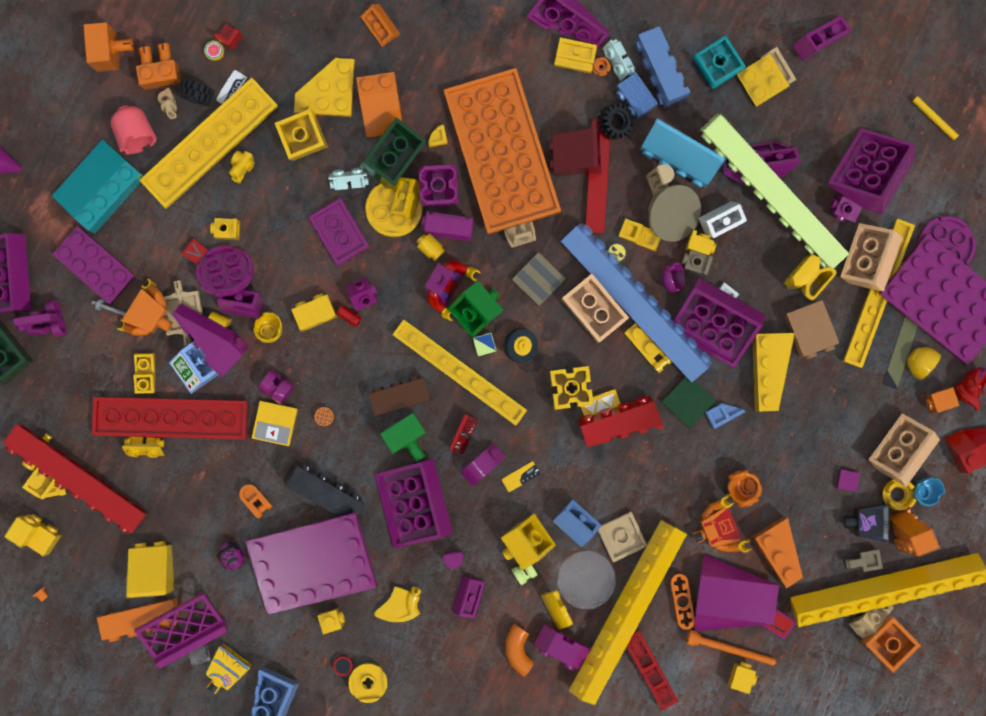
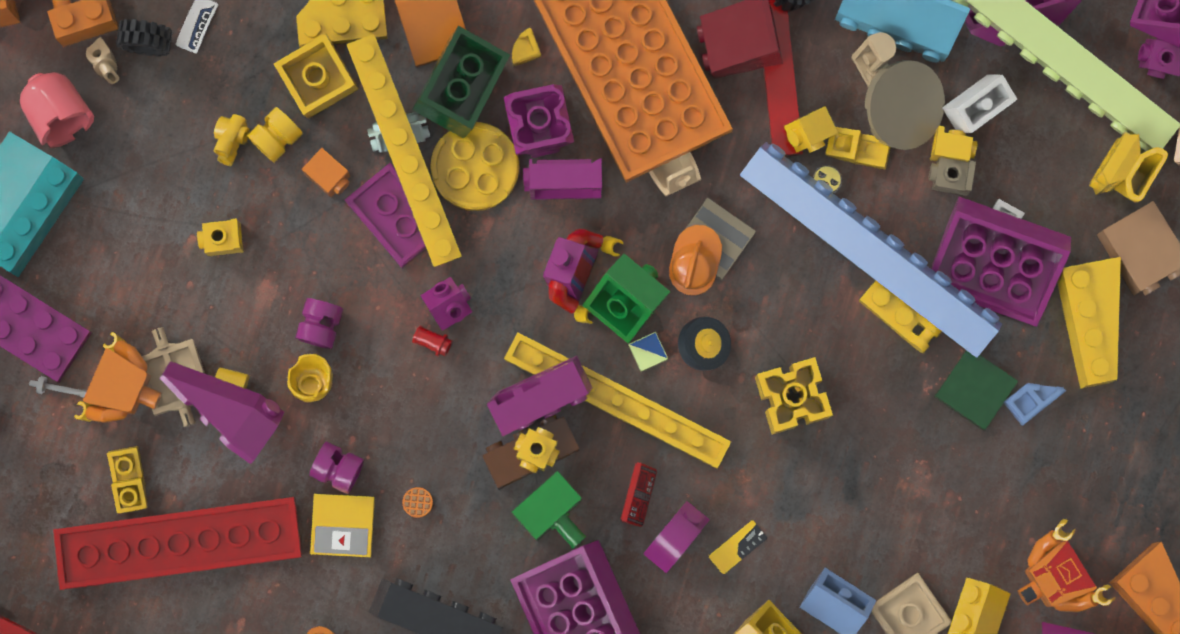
camera: 15 degrees left, 5 degrees down
(135, 447) = (157, 596): yellow hinge -> none
(192, 368) = (203, 458): light blue slope -> none
(195, 251) = (179, 280): red tile -> none
(208, 143) = (175, 111): yellow plate -> none
(225, 271) = (230, 301): magenta tile -> none
(243, 303) = (260, 345): magenta brick -> none
(269, 168) = (275, 134): none -> yellow wheel
(279, 300) = (319, 323): none -> magenta wheel
(299, 198) = (327, 173): none -> orange brick
(314, 312) = (377, 343): yellow brick -> none
(349, 191) = (404, 150): none -> yellow plate
(405, 198) = (491, 146): yellow slope -> none
(409, 400) = (546, 457): none -> yellow brick
(410, 362) = (539, 396): none -> magenta wedge
(430, 246) = (540, 215): yellow brick -> none
(524, 291) = (695, 260): none -> orange piece
(594, 308) = (808, 269): light nougat brick -> none
(602, 401) = (846, 414): tile -> none
(611, 220) = (811, 130): none -> yellow brick
(620, 421) = (877, 435): red wedge -> none
(673, 277) = (920, 203): magenta hair -> none
(744, 488) = (1086, 507): orange hair -> none

